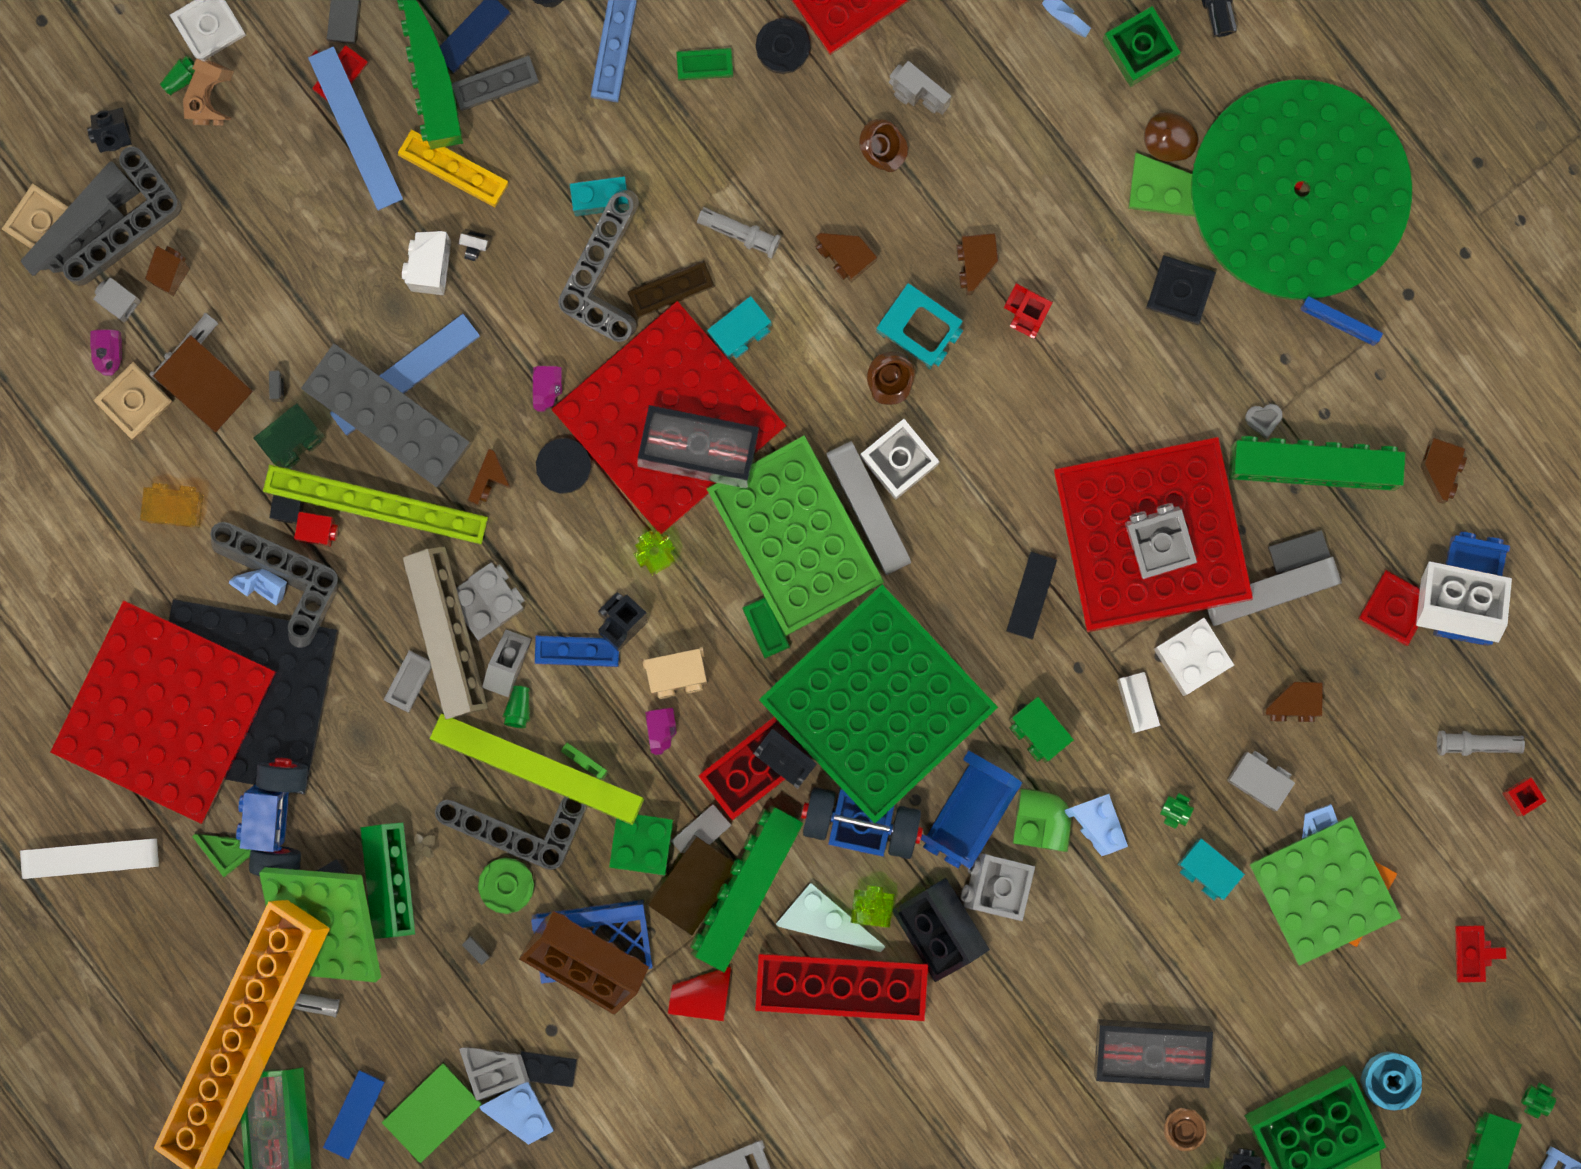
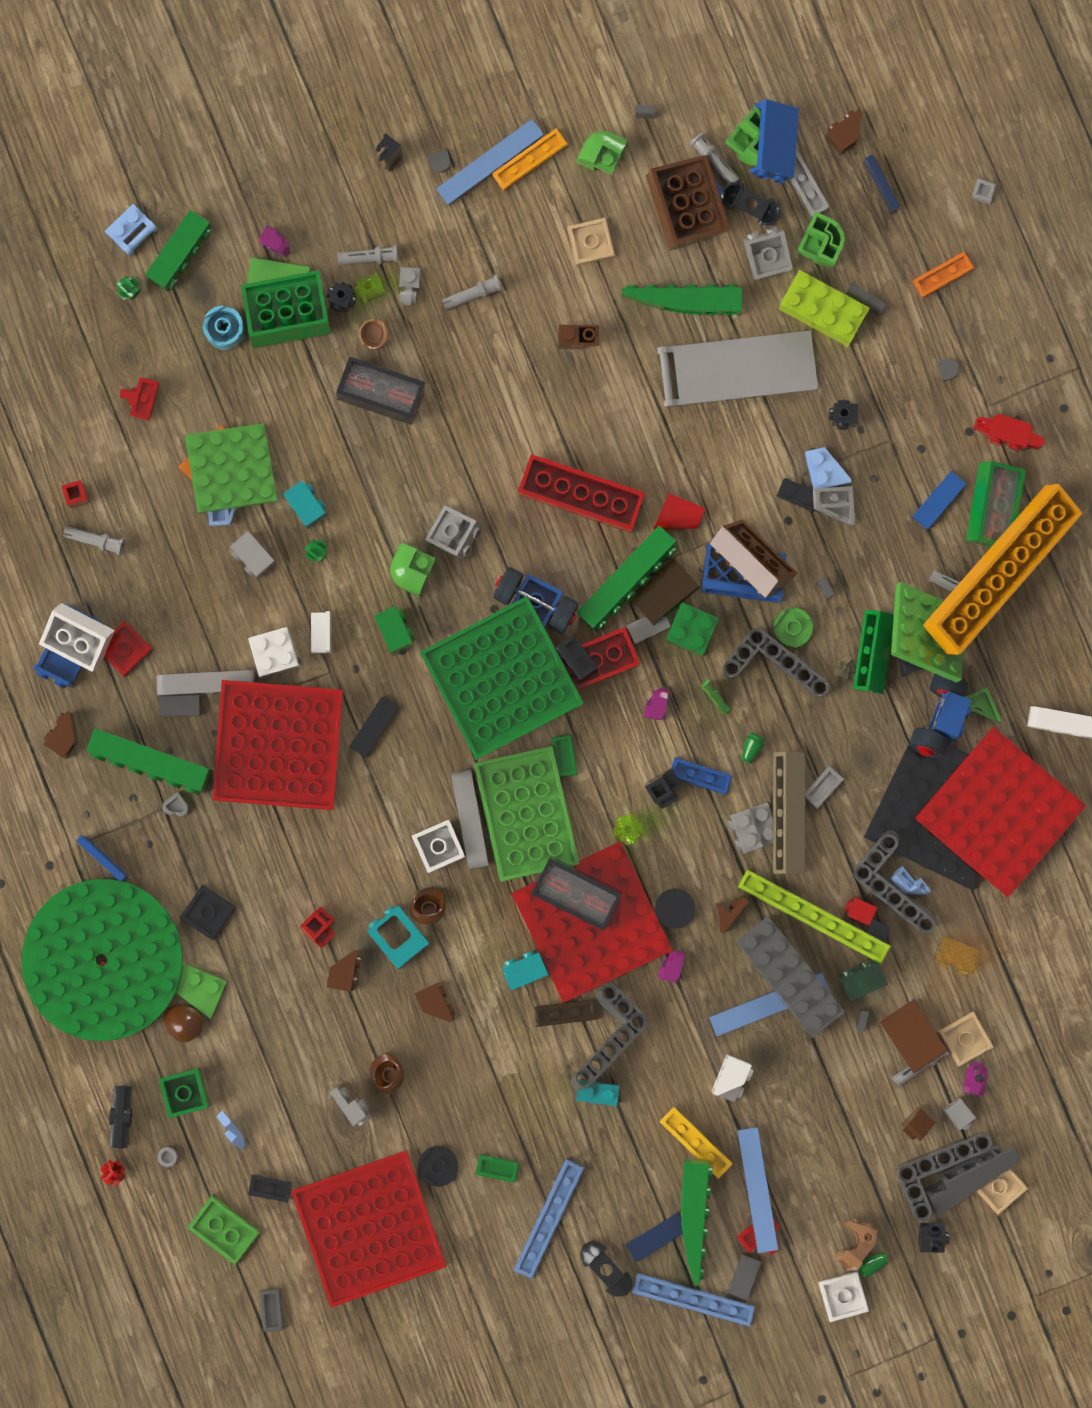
camera: 160 degrees left, 0 degrees up
(431, 1113) = (885, 486): bright green tile -> none
(475, 242) = (694, 1084): tile -> none
(495, 83) = (649, 1195): dark grey plate -> none
(506, 663) = (751, 780): light grey slope -> none
(537, 769) = (750, 700): lime tile -> none
(676, 673) = (635, 739): tan brick -> none
(750, 236) = (498, 1034): light grey pin -> none
(821, 917) = (582, 547): light aqua wing -> none
(872, 907) = (544, 542): clear neon green brick -> none
(940, 930) = (502, 514): black slope -> none
(971, 812) = (458, 587): blue panel -> none
(1100, 824) = (372, 556): light blue wing -> none
(1160, 540) = (273, 737): light grey plate -> none
(1297, 700) = (210, 603): reddish brown slope -> none

